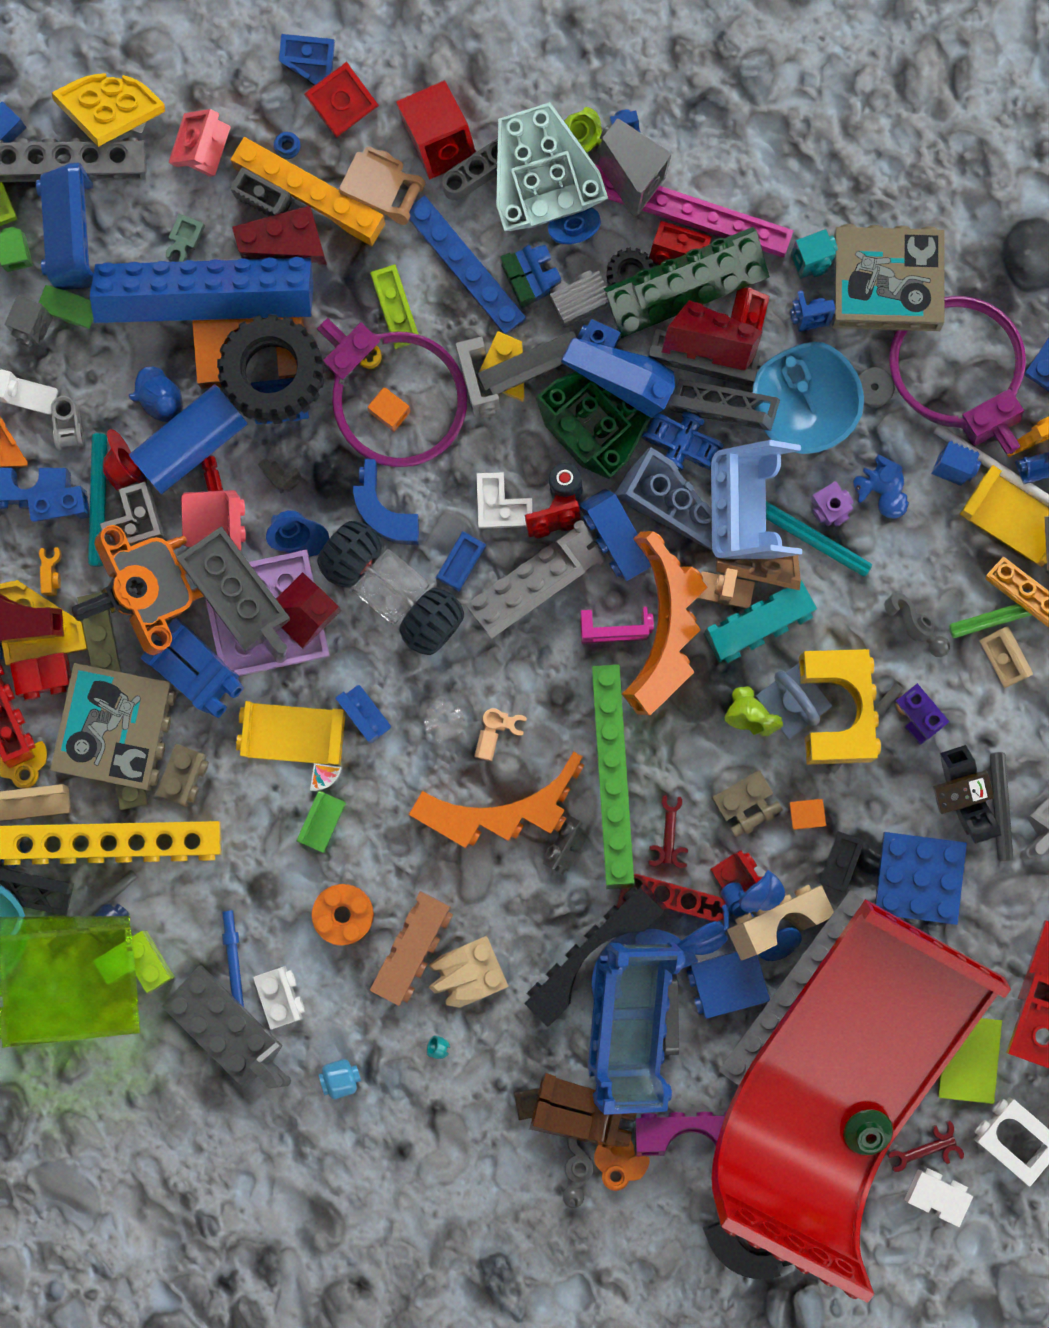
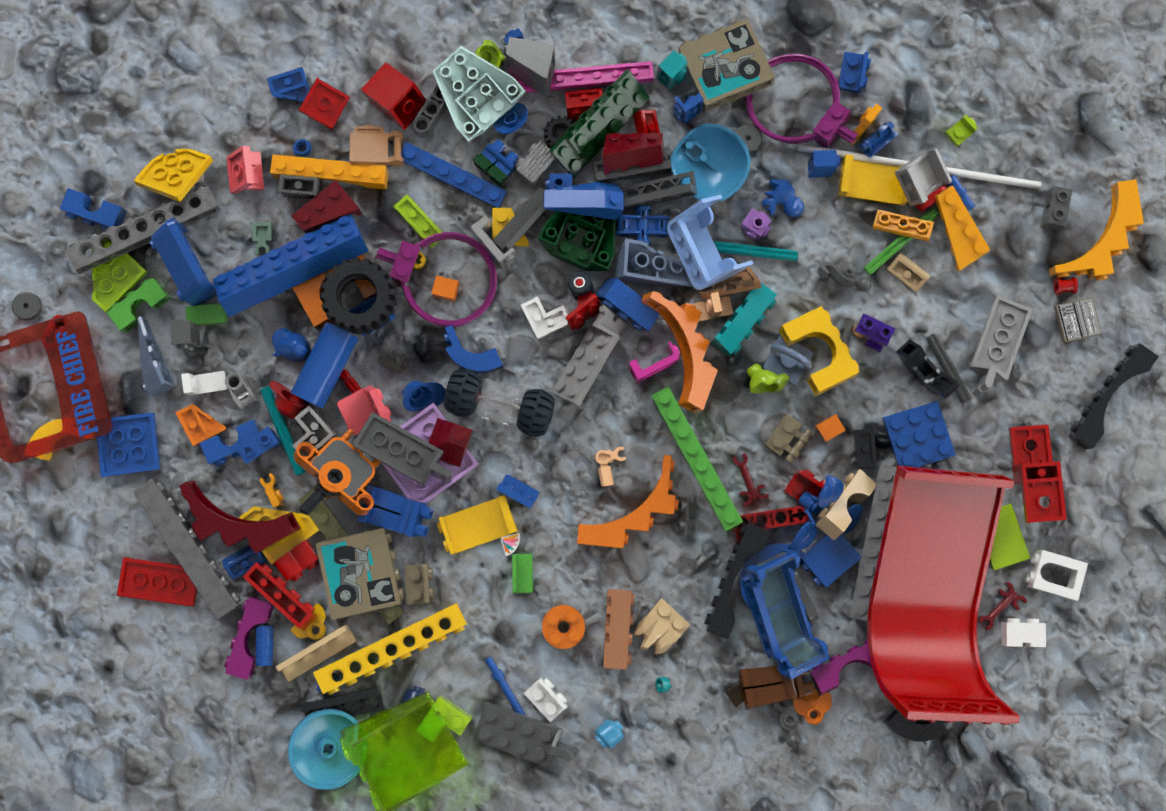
camera: 30 degrees left, 0 degrees up
(449, 729) = (577, 478): clear brick -> none
(461, 561) = (535, 366): blue tile -> none
(867, 1123) = (956, 609): dark green piece -> none
(963, 792) = (922, 369): dark brown tile -> none

